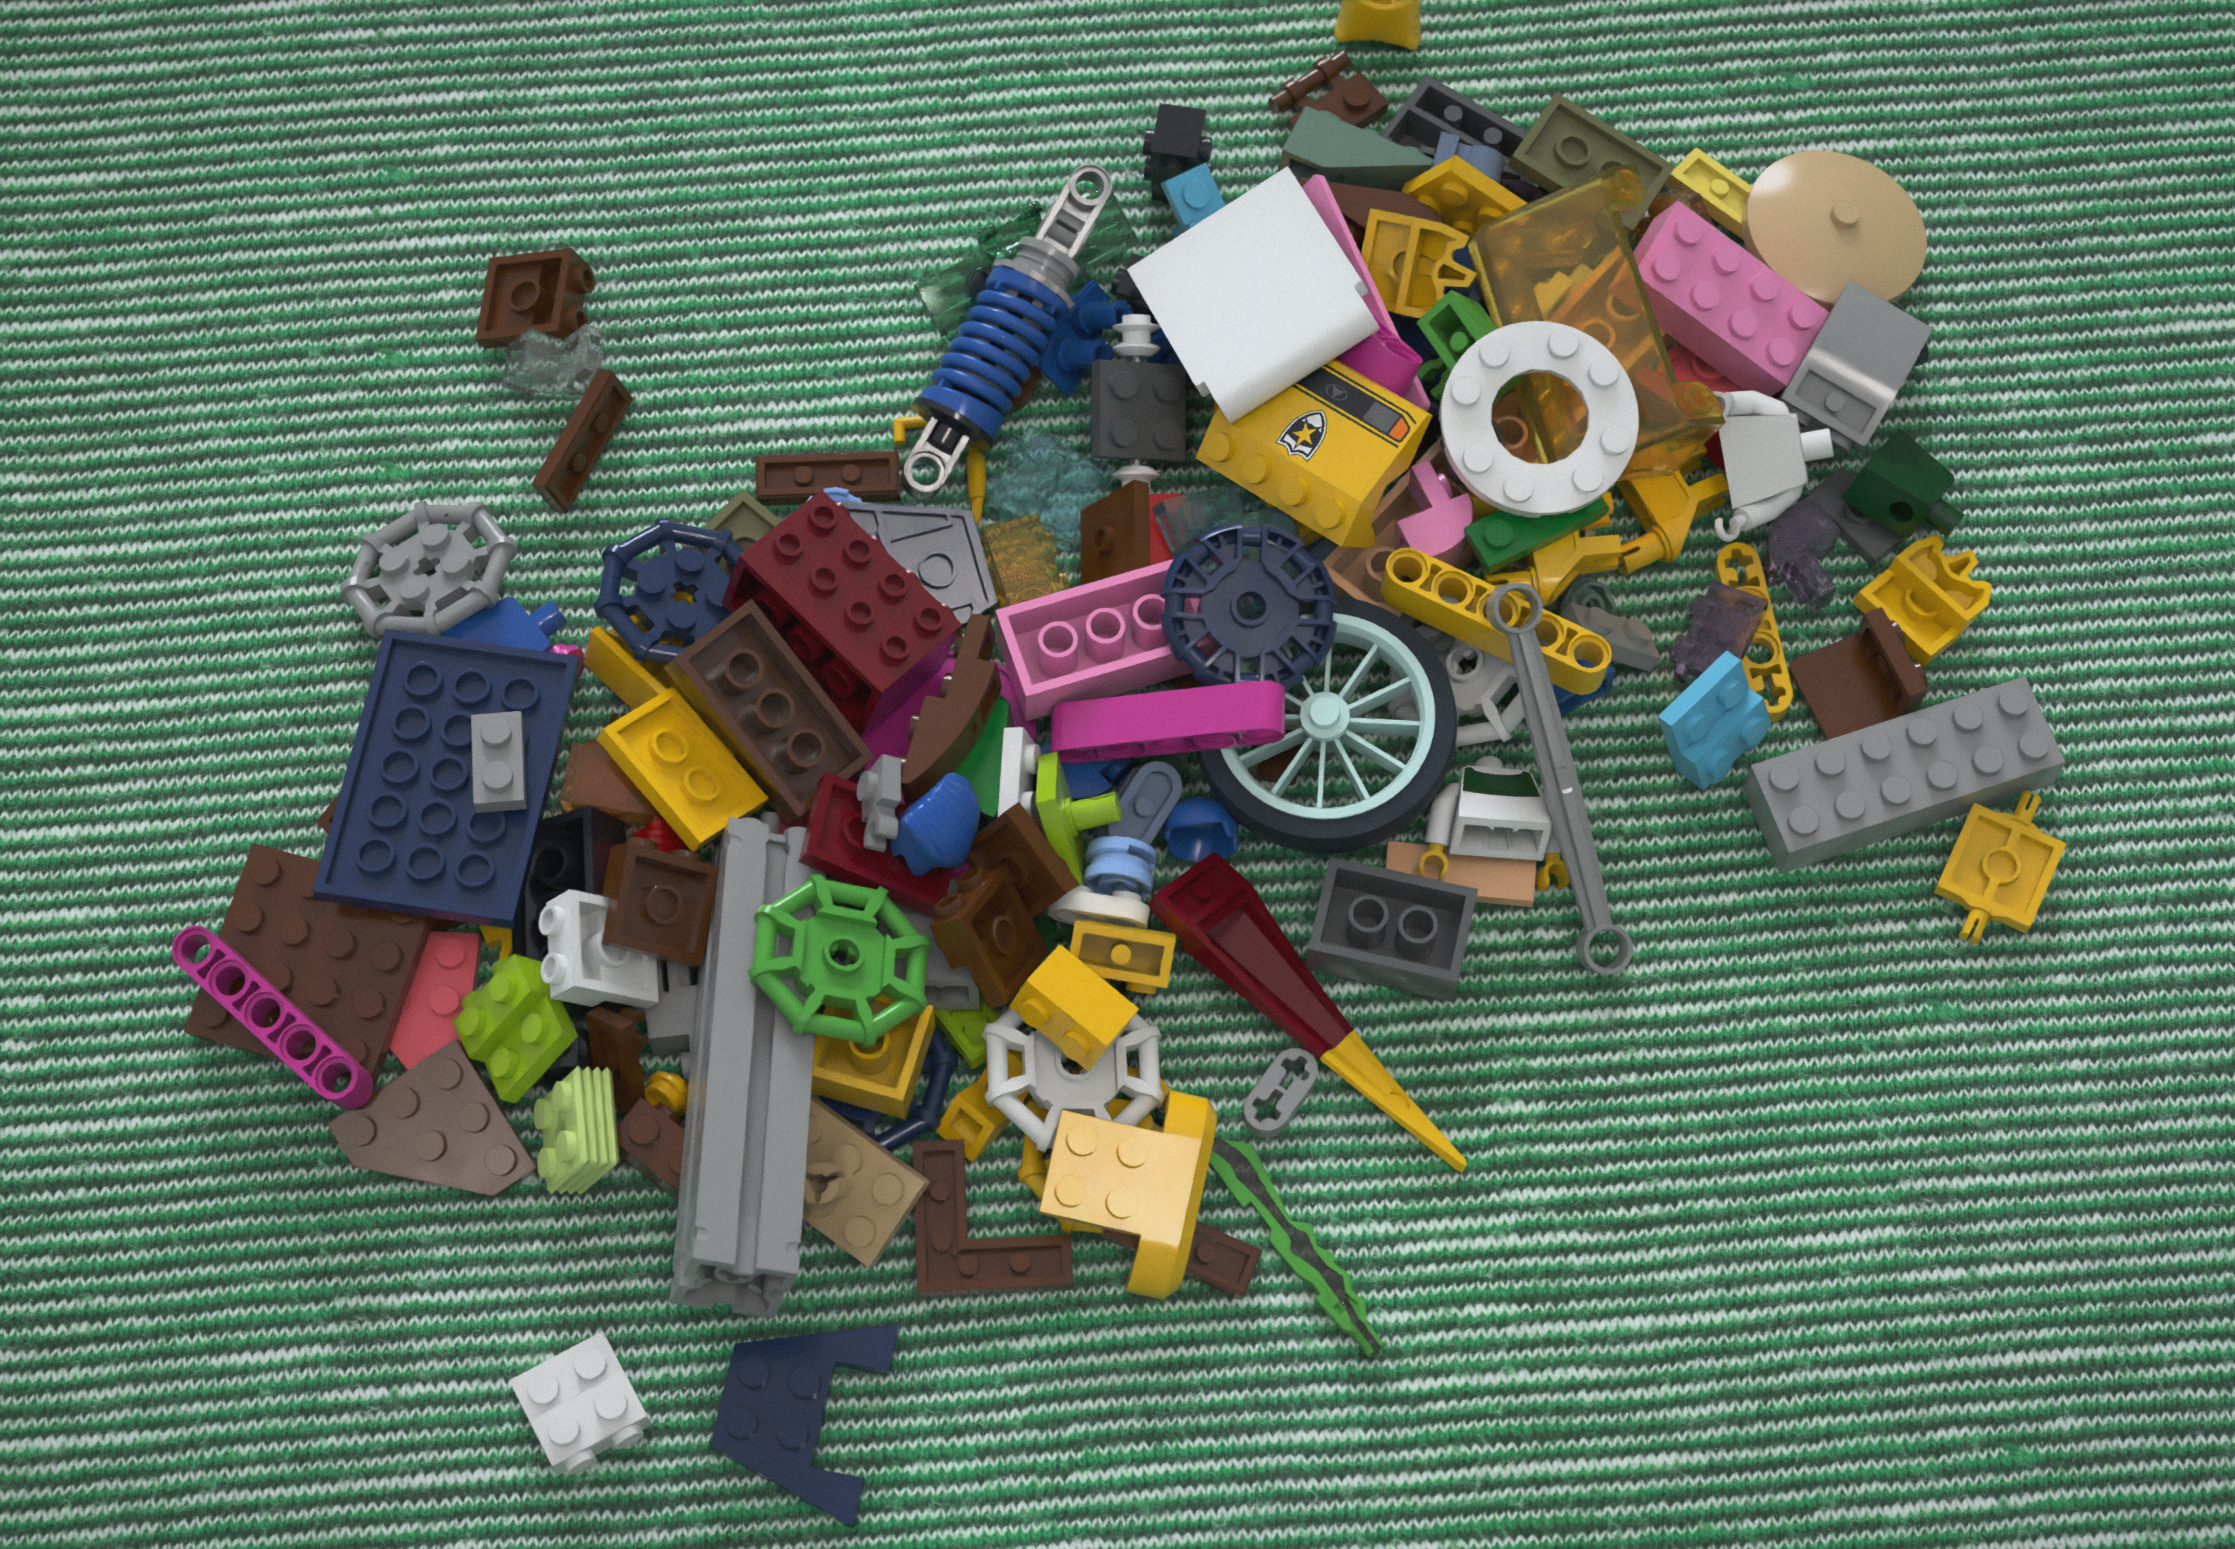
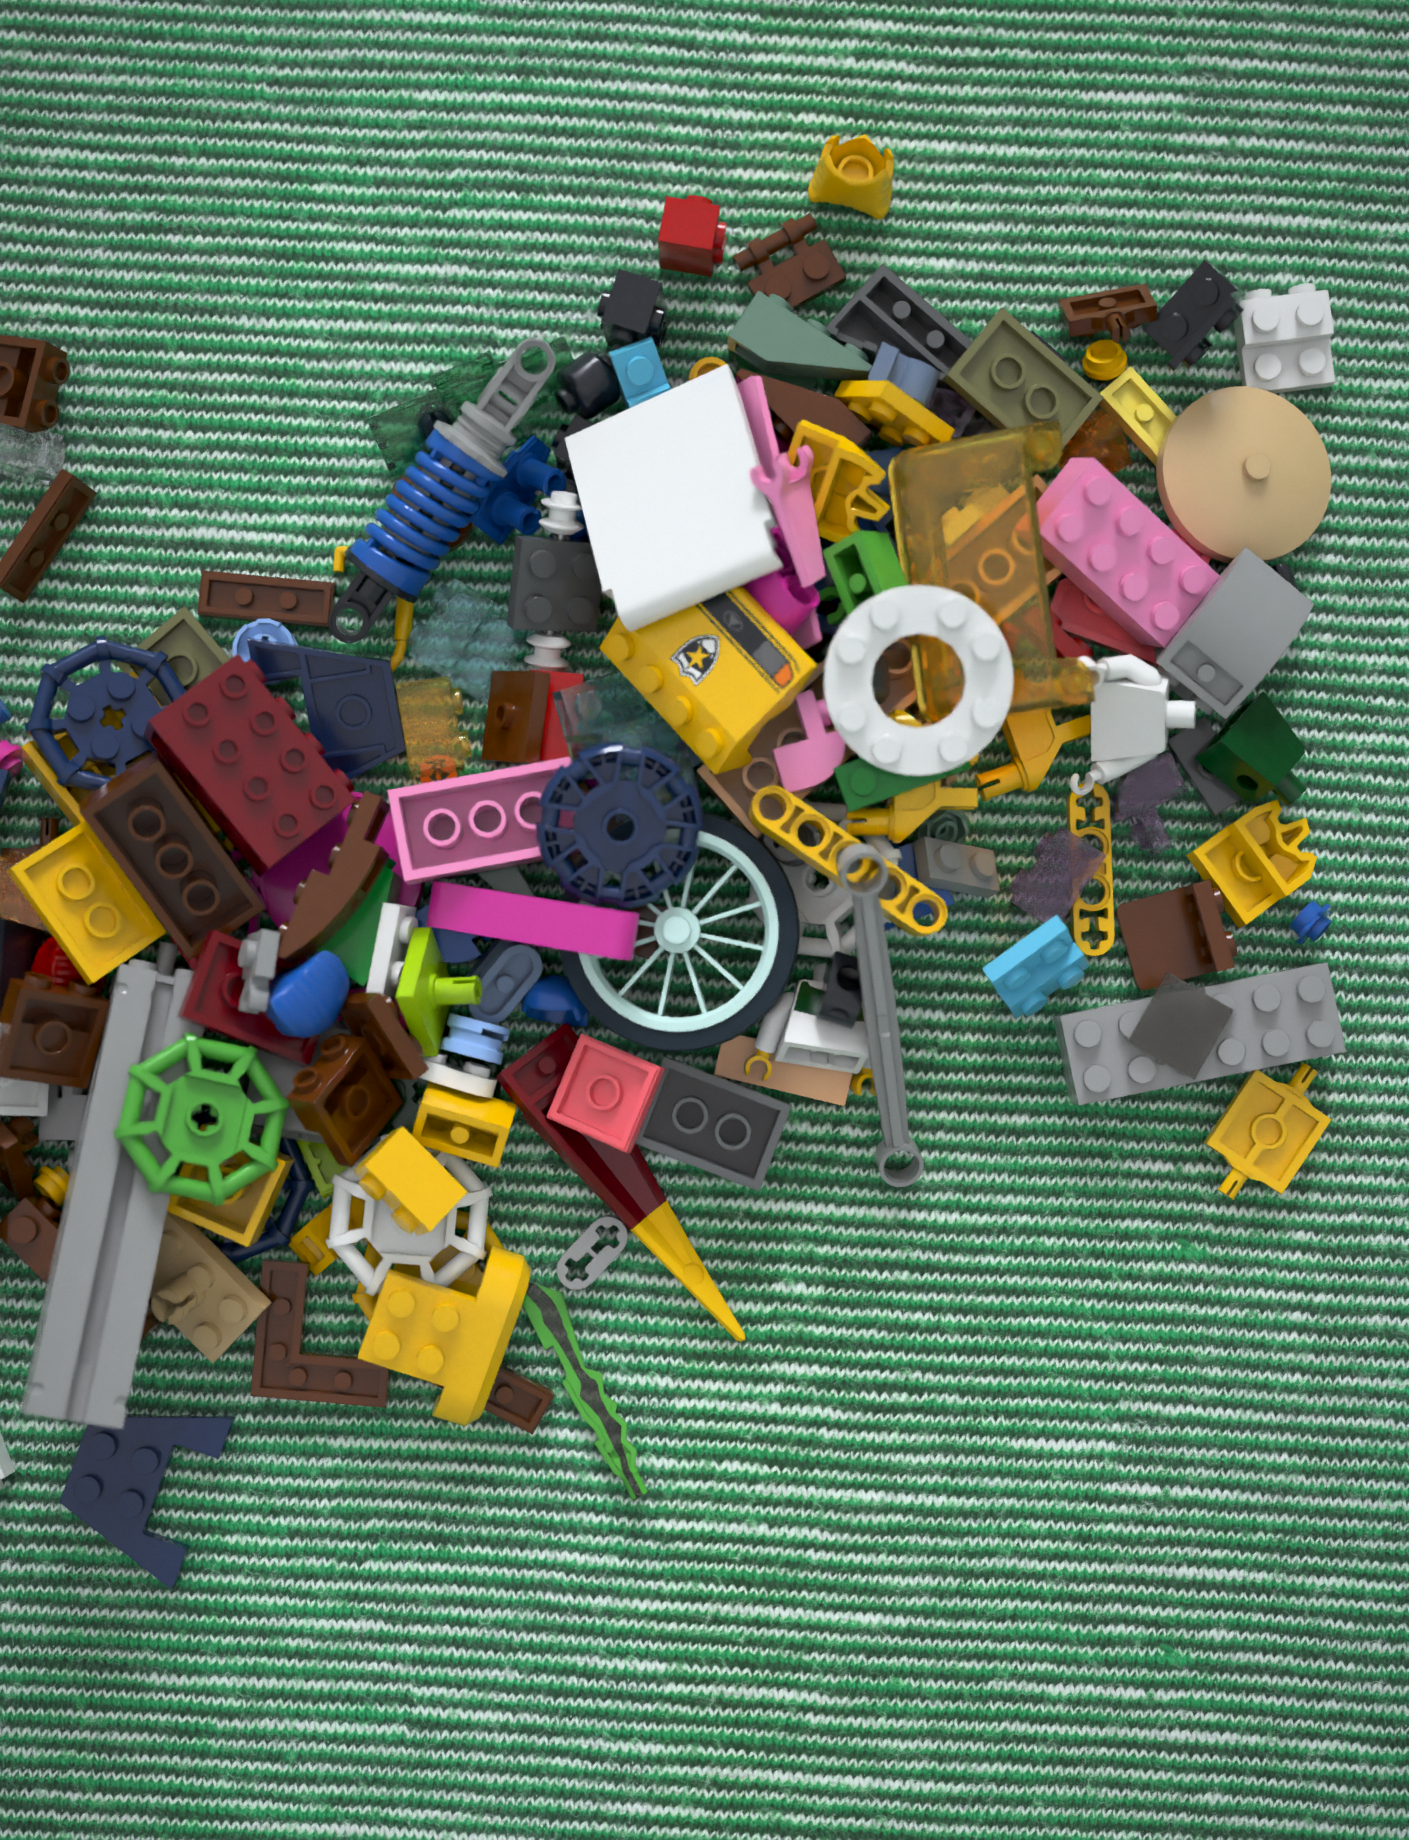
camera: 10 degrees right, 20 degrees up
(1141, 224) = (587, 385): none -> black head
(1227, 77) = (691, 236): none -> red brick
(1272, 903) = (605, 1093): none -> coral plate
(1382, 279) = (795, 511): none -> bright pink flag
(1510, 768) = (841, 991): none -> black leg
(1670, 144) = (1104, 360): none -> yellow plate
(1673, 98) = (1108, 310): none -> reddish brown plate
(1753, 89) = (1193, 313): none -> black bracket
(1849, 105) = (1285, 340): none -> white plate
(1881, 753) = (1180, 1025): none -> clear smoke piece
(2000, 651) = (1311, 922): none -> blue plate

